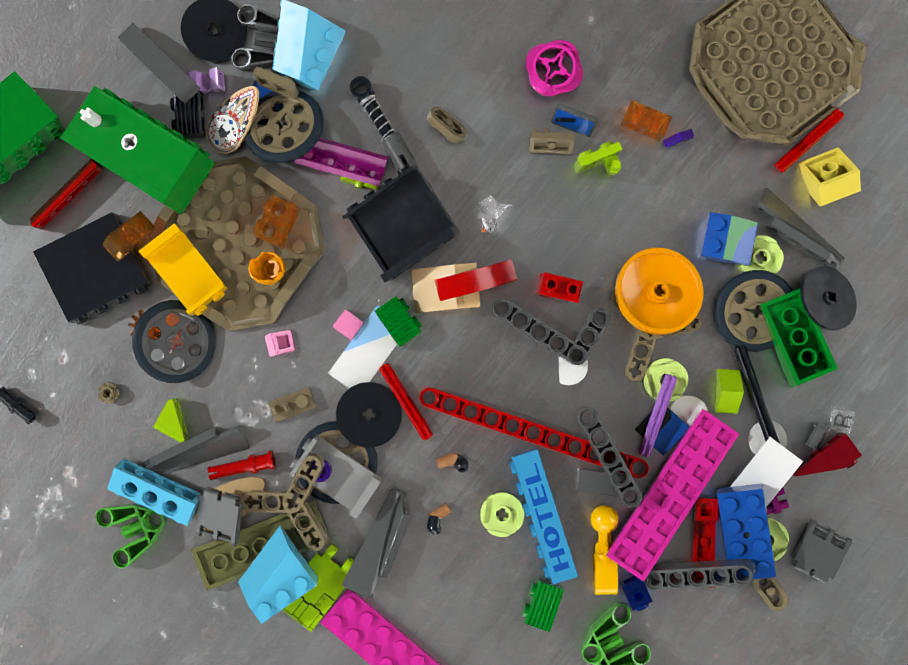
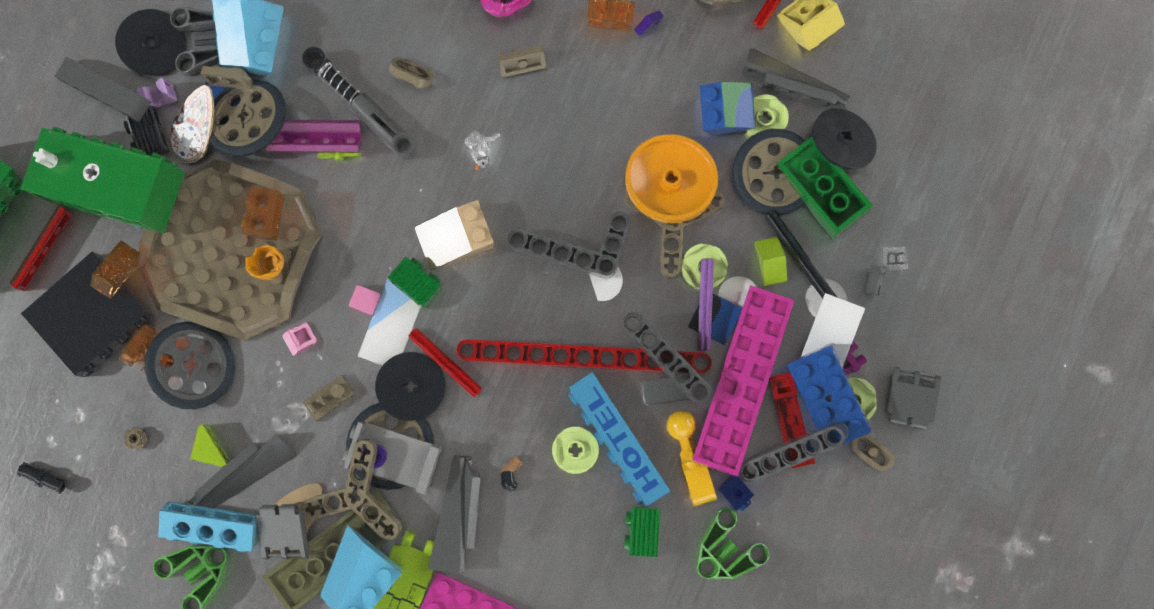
camera: 10 degrees left, 5 degrees down
(131, 308) = (131, 353): none -> clear orange beam
(184, 270) = (180, 288): yellow panel -> none
(252, 464) = (304, 470): red pin -> none
(402, 222) = (391, 180): black panel -> none
(454, 460) = (512, 409): arm -> none
(475, 280) = (481, 217): red slope -> none
(558, 287) = (566, 200): red hips -> none
(574, 120) = (538, 33): slope -> none
(605, 154) = (578, 58): lime plate -> none
(833, 455) = (898, 293): dark red slope -> none

